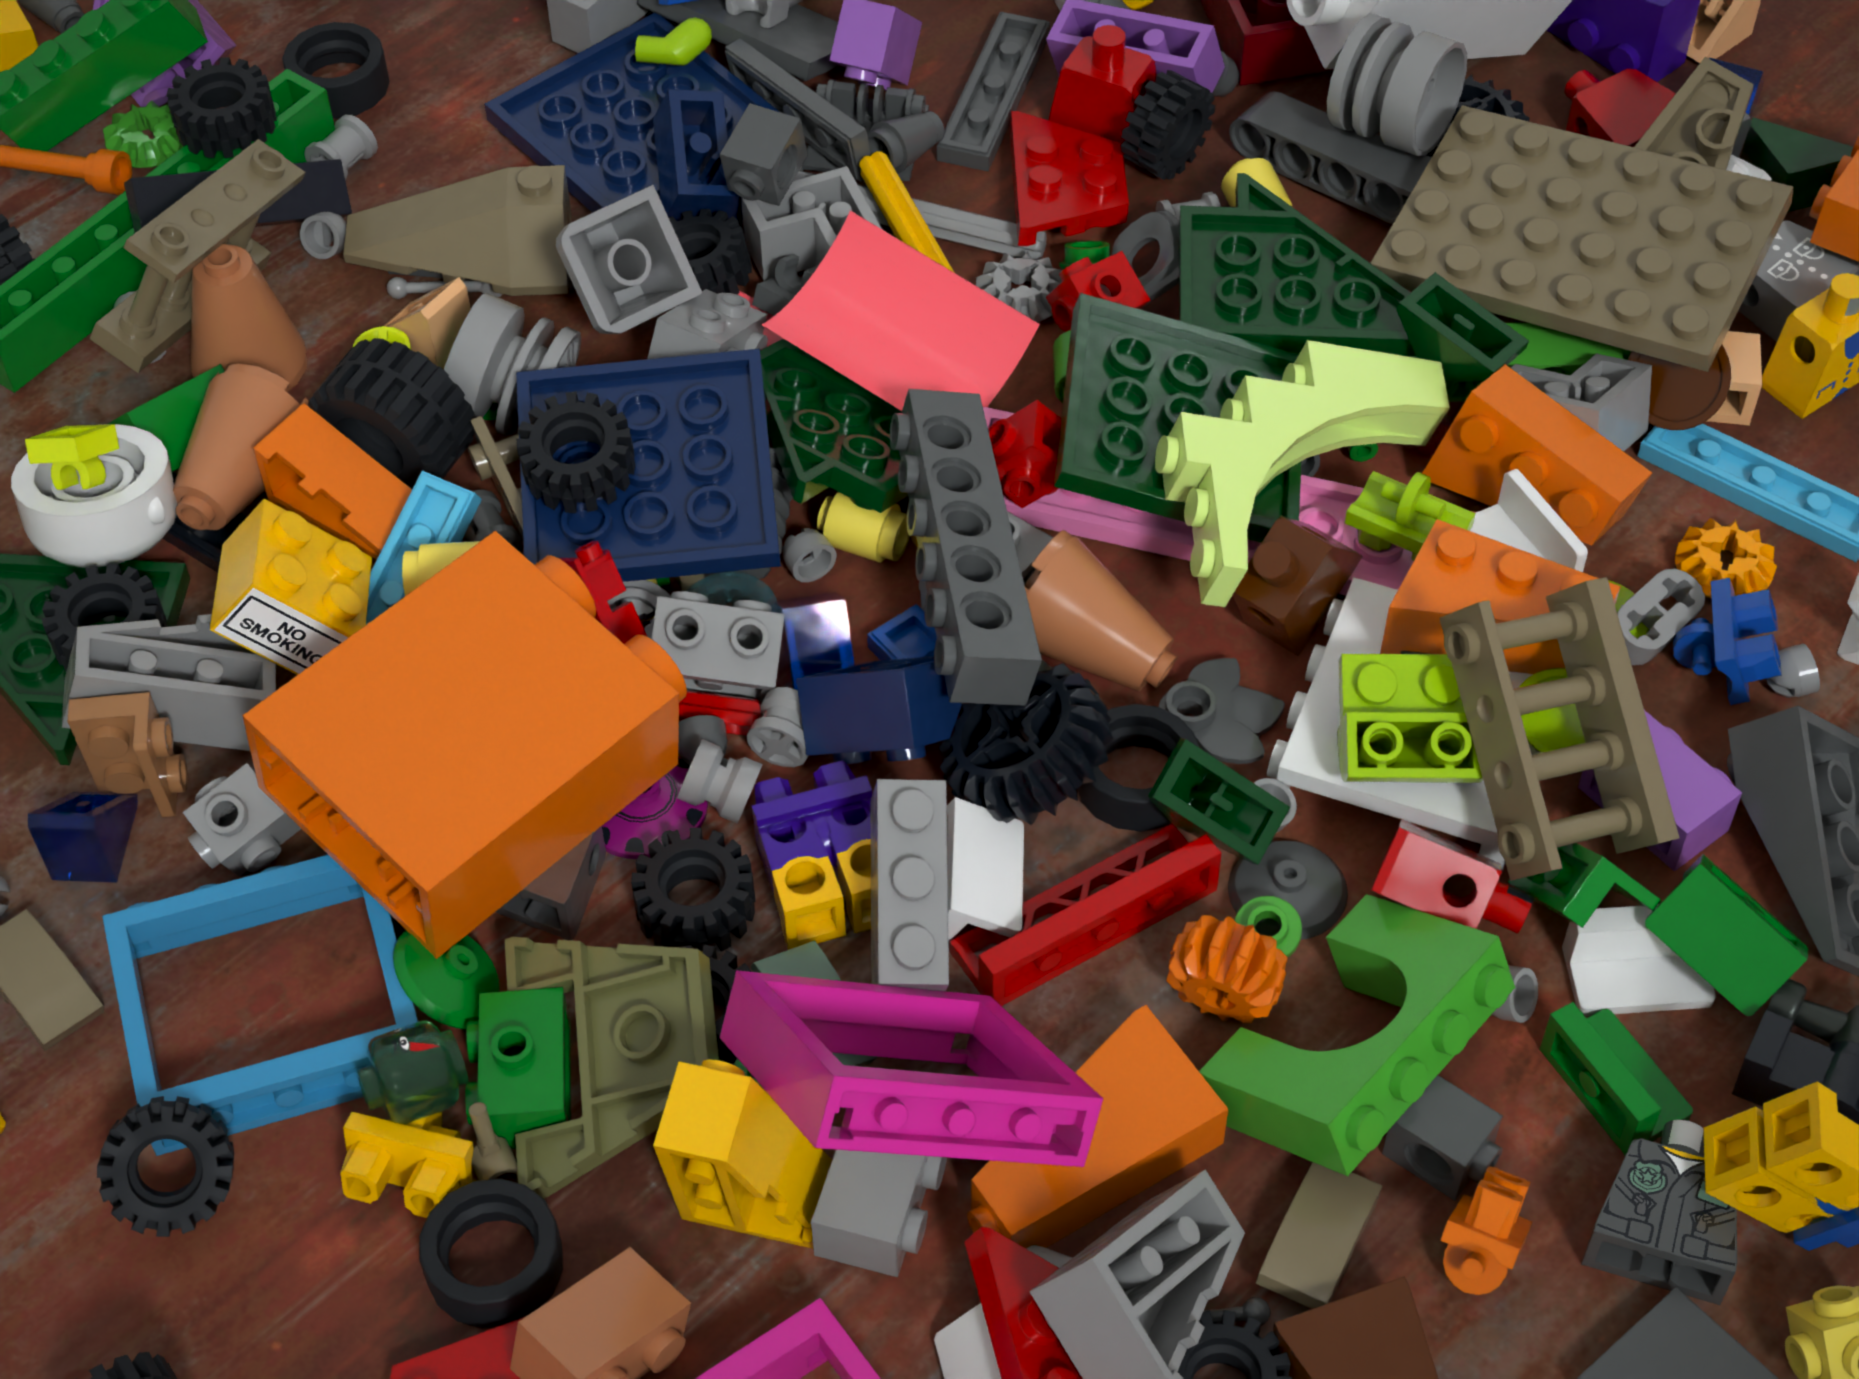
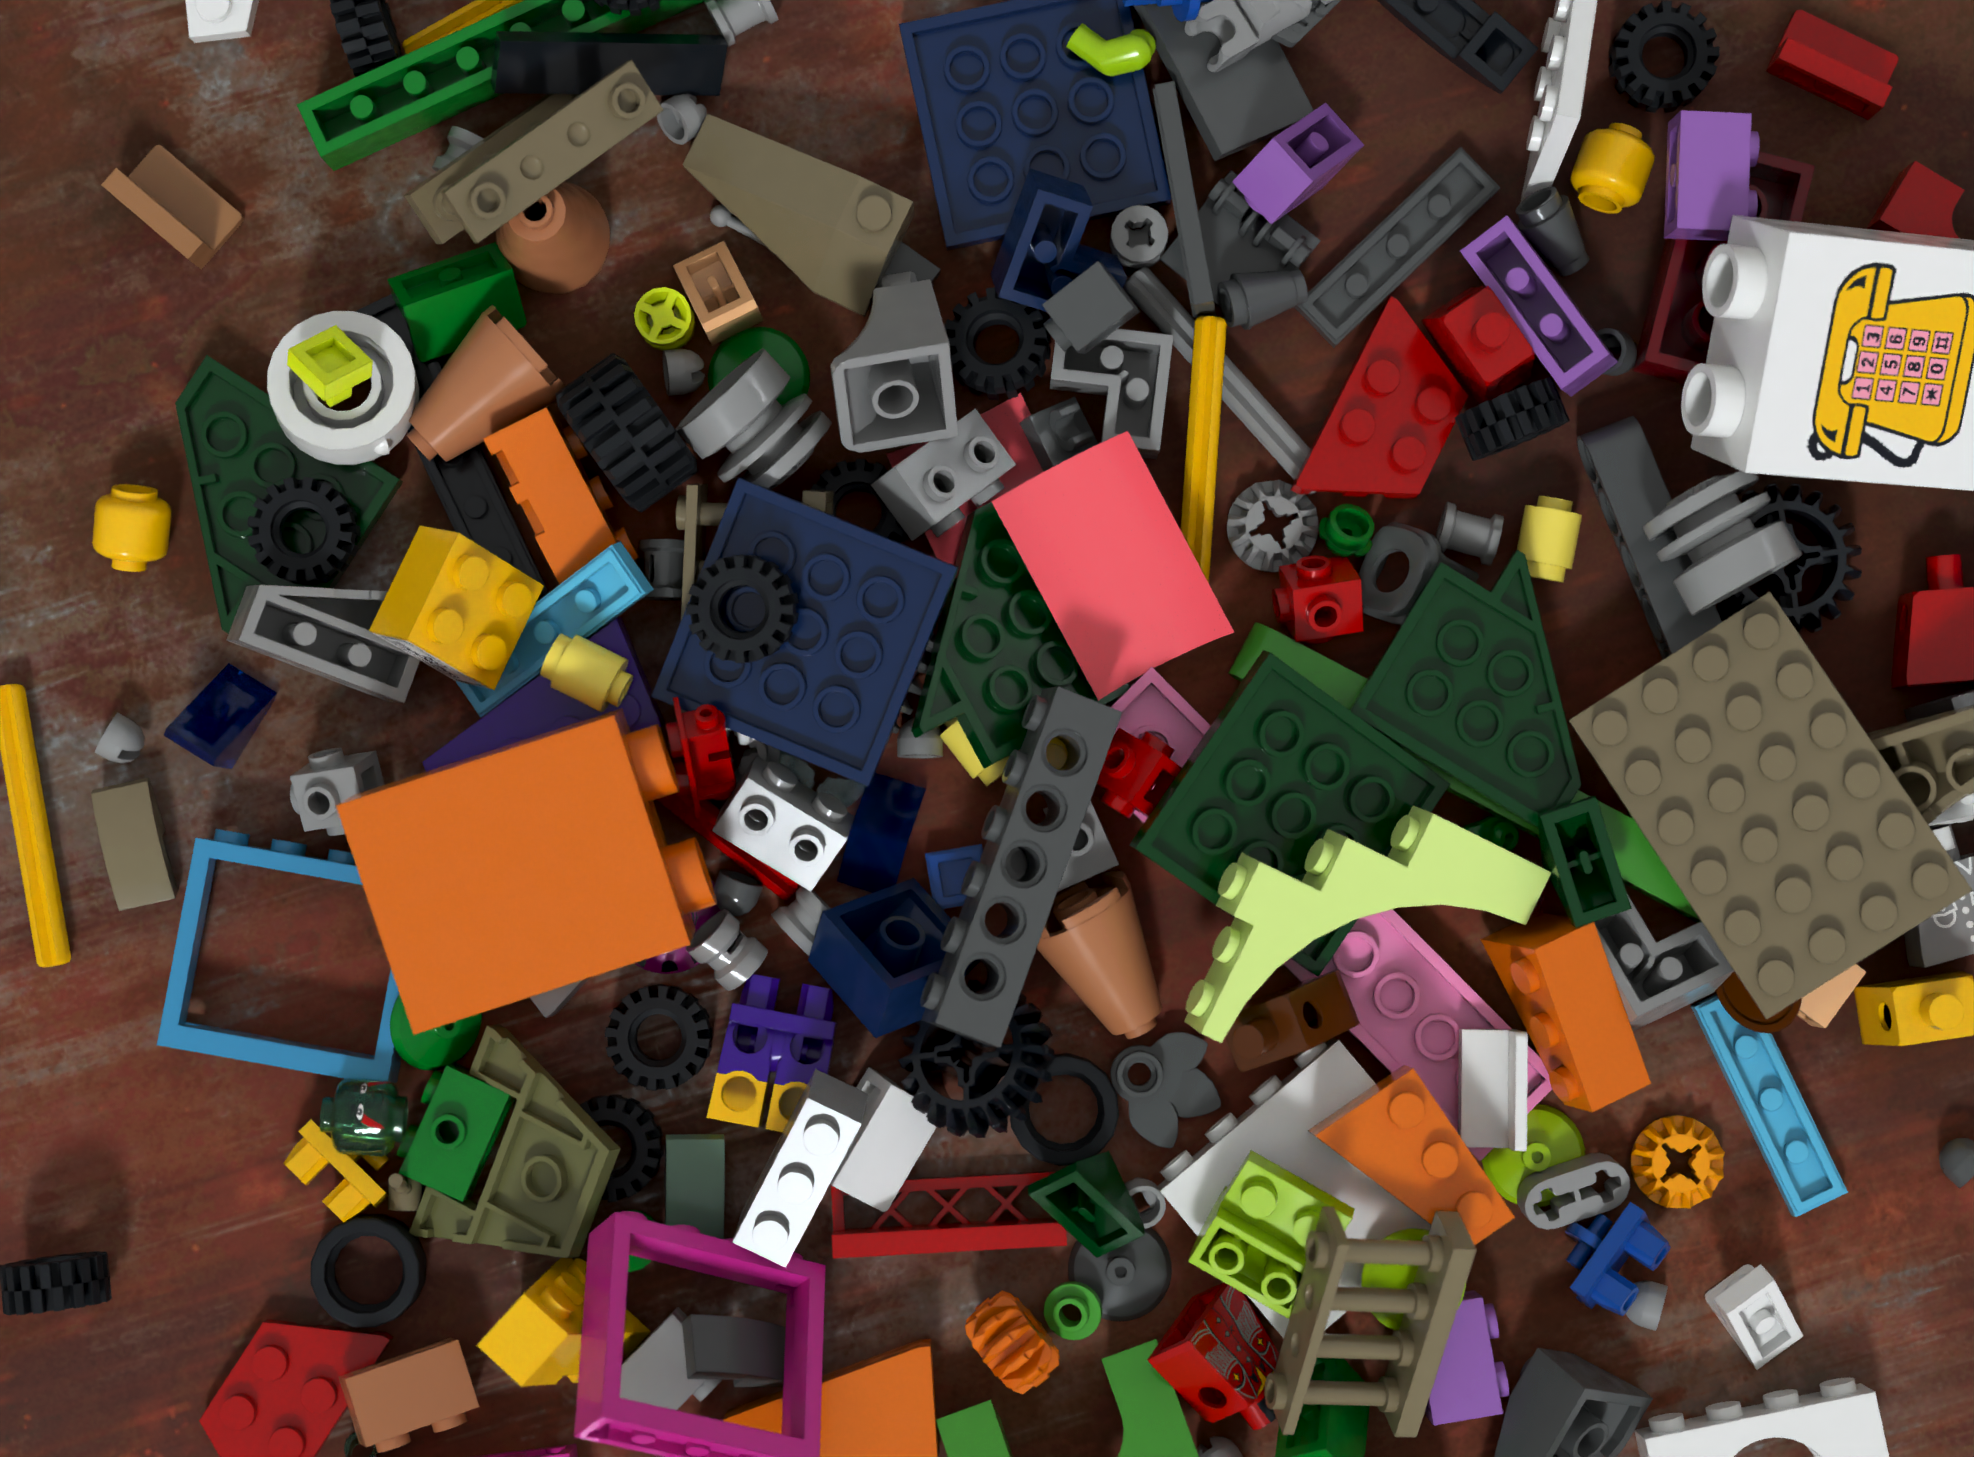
camera: 30 degrees right, 35 degrees up
(129, 747) = (294, 688): medium nougat bracket -> none
(158, 1209) = (171, 1068): black tyre -> none
(1401, 513) = (1417, 1017): lime hips -> none

